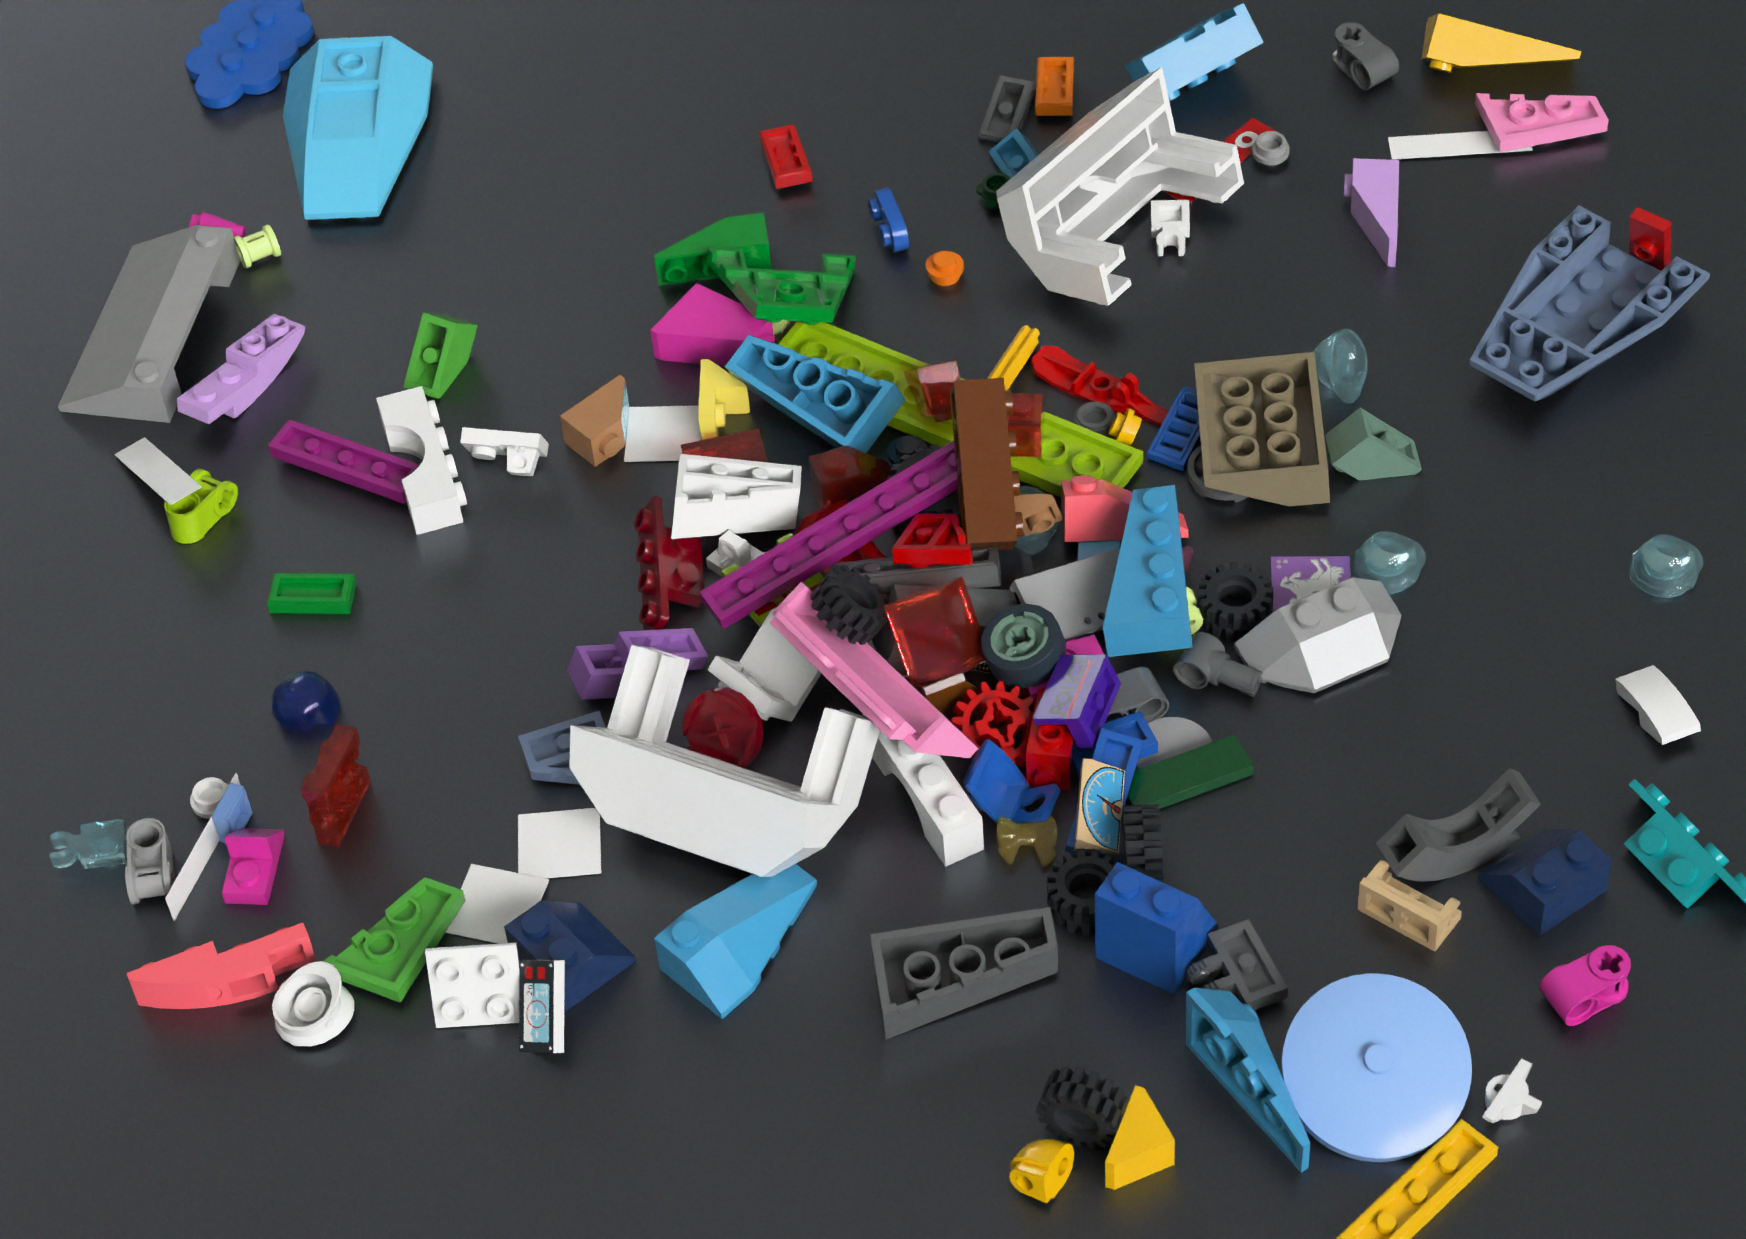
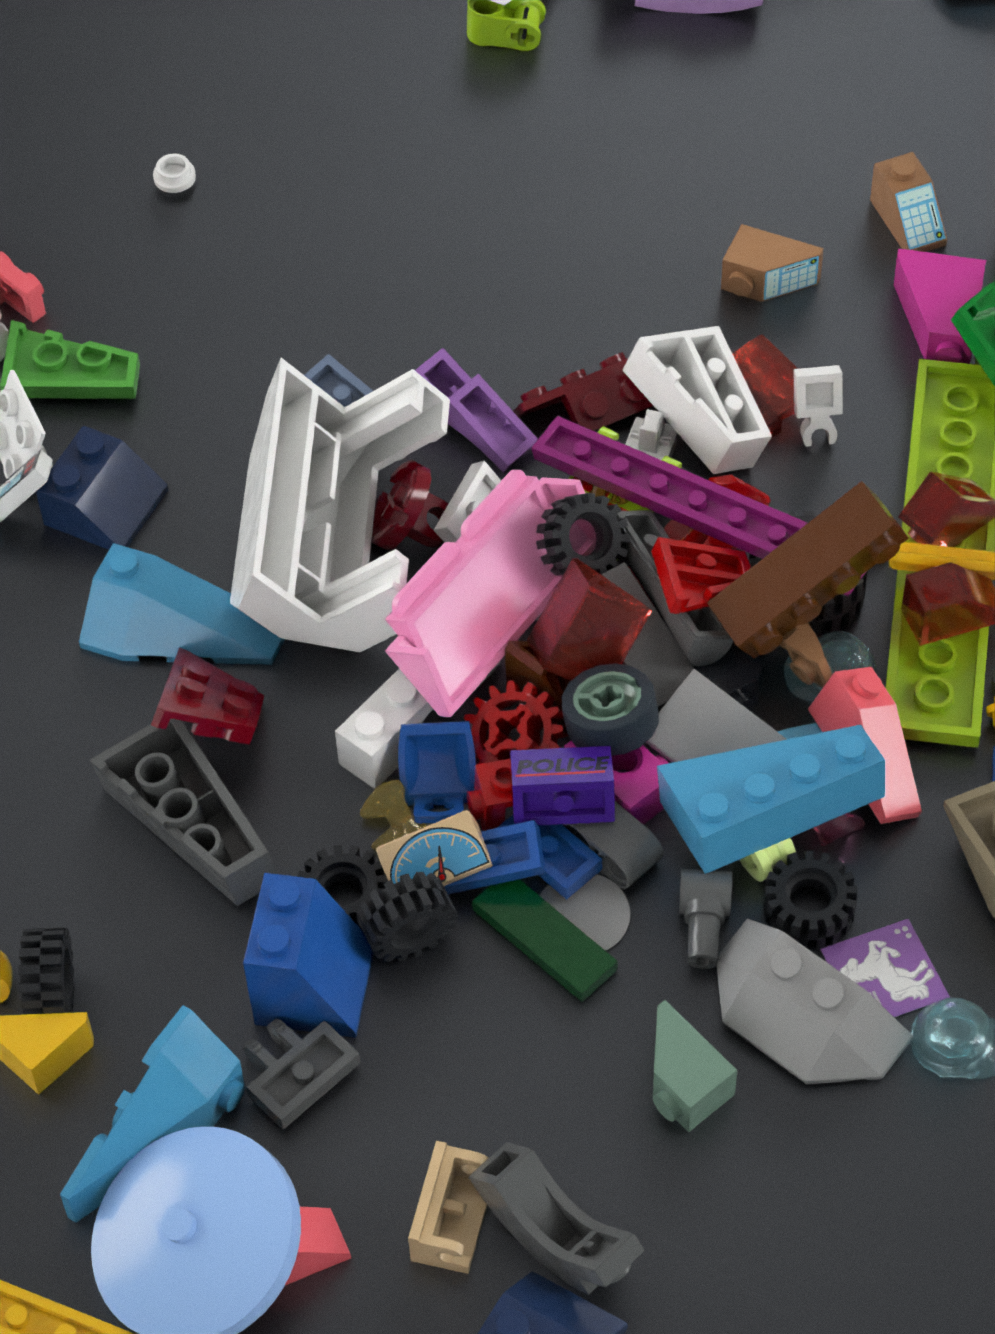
camera: 65 degrees right, 5 degrees up
(96, 846) = (87, 120): clear light blue plate -> none
(149, 860) = (82, 161): light grey piece -> none
(193, 866) = (114, 190): white sticker -> none
(232, 811) = (156, 192): medium blue tile -> none
(251, 865) = (122, 231): dark pink slope -> none
(305, 701) = (313, 192): clear blue hair -> none
(311, 593) = (448, 145): green tile -> none
(335, 786) = (203, 244): clear red brick -> none
(342, 459) = (615, 101): magenta plate -> none
(429, 490) = (607, 176): white arch -> none
(439, 353) = (789, 108): bright green slope -> none
(493, 901) = (148, 424): white sticker -> none
(520, 447) = (699, 217): white hinge -> none
(559, 843) = (225, 443): white sticker -> none
(594, 315) = (908, 203): none -> slope
(659, 432) = (796, 322): white sticker -> none
(719, 395) = (847, 337): light yellow slope -> none
(774, 429) = (815, 398): none -> white plate
(824, 398) = (881, 413): dark azure wedge -> none
(845, 474) = (794, 480): clear red slope -> none
(856, 918) = (209, 700): none -> dark red wing
(1349, 721) = (688, 1071): none -> sand green slope

